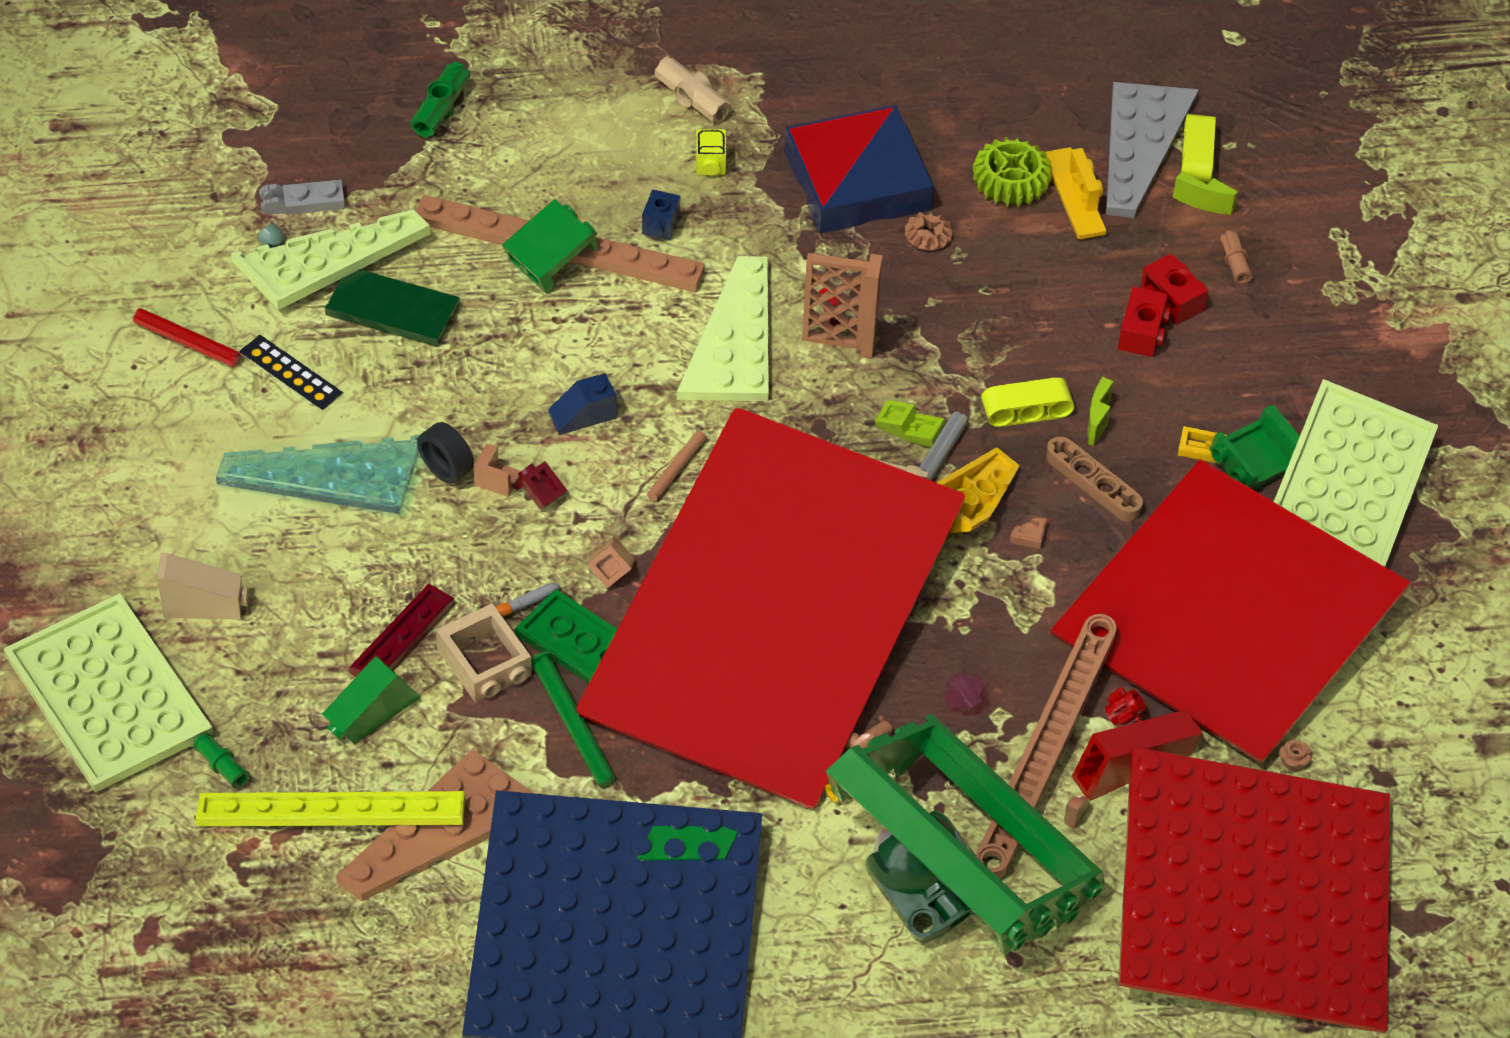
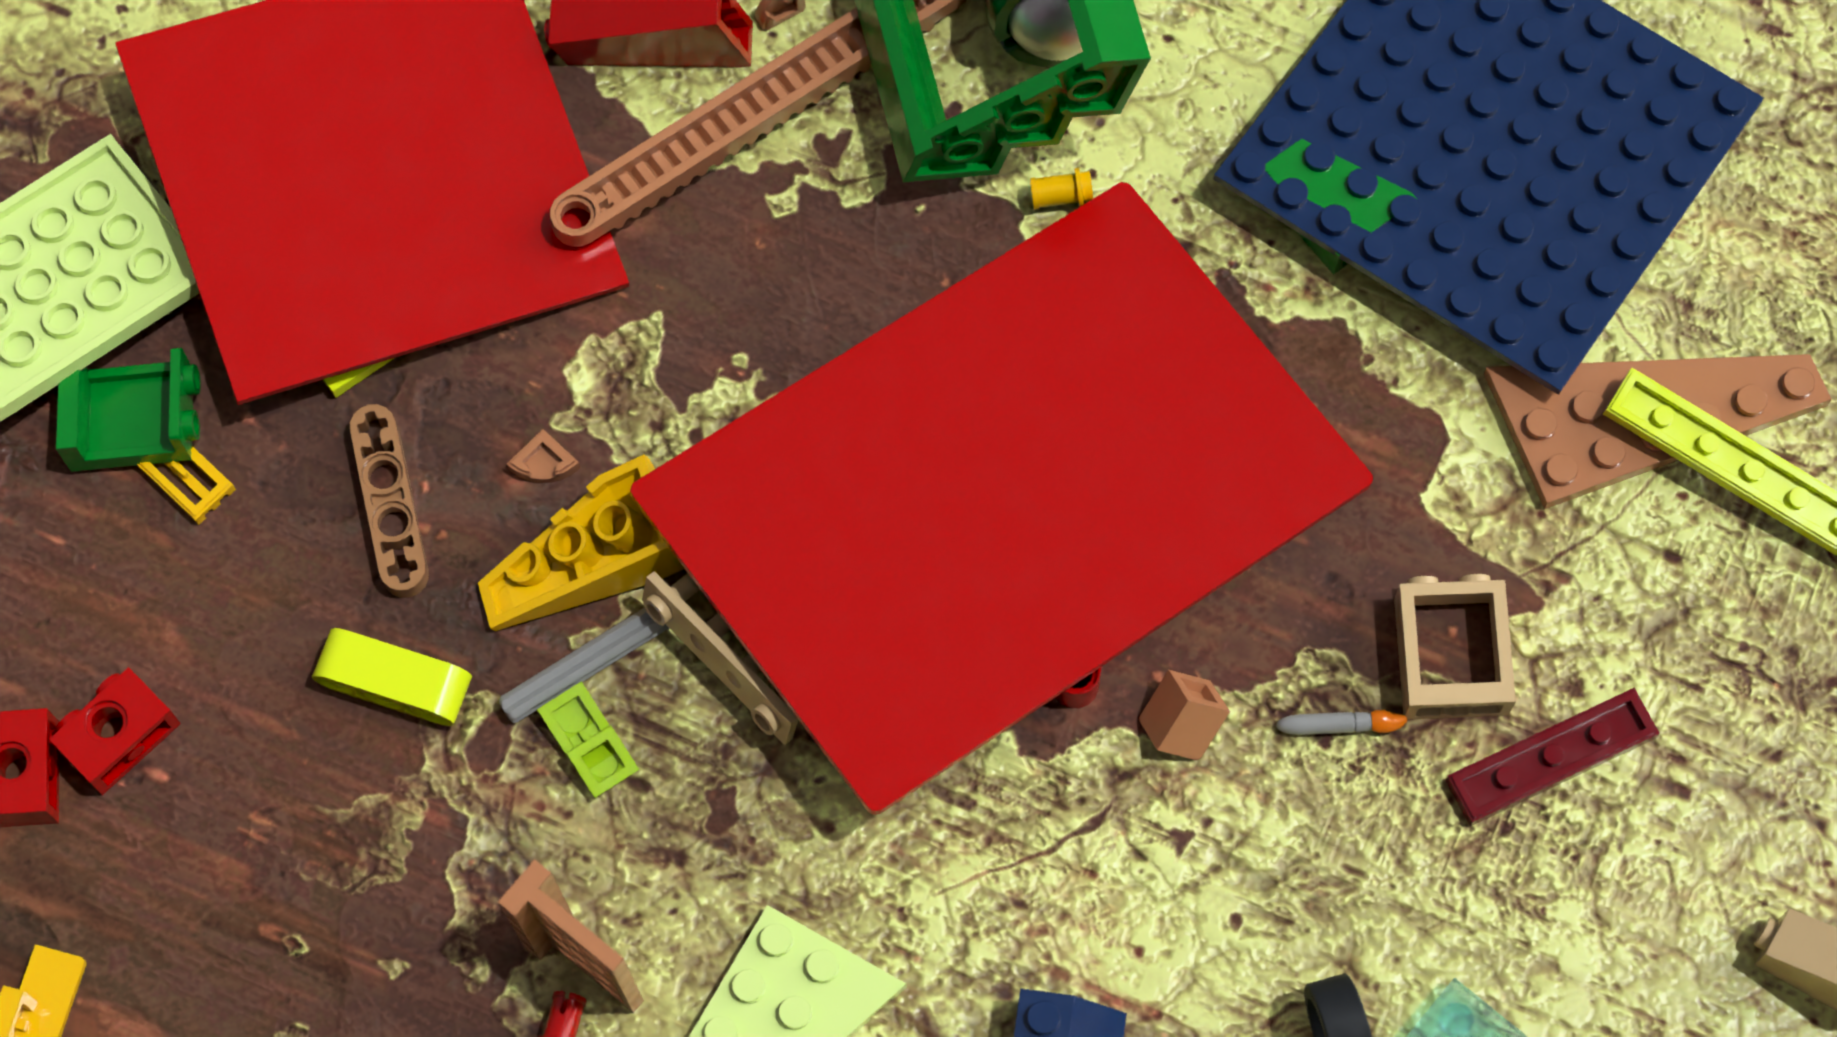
camera: 145 degrees left, 20 degrees up
(368, 702) = (1660, 641): green slope -> none
(492, 475) = (1268, 973): nougat panel -> none
(540, 484) = (1215, 914): dark red bracket -> none
(568, 632) = (1304, 626): green tile -> none
(576, 726) = (1380, 497): green axle -> none
(676, 466) = (982, 851): nougat bar -> none
(879, 729) = (981, 240): nougat arm -> none
(963, 691) = (818, 251): clear pink gear -> none
(1099, 410) = (315, 591): lime slope -> none
(1125, 707) = (618, 103): red gear -> none

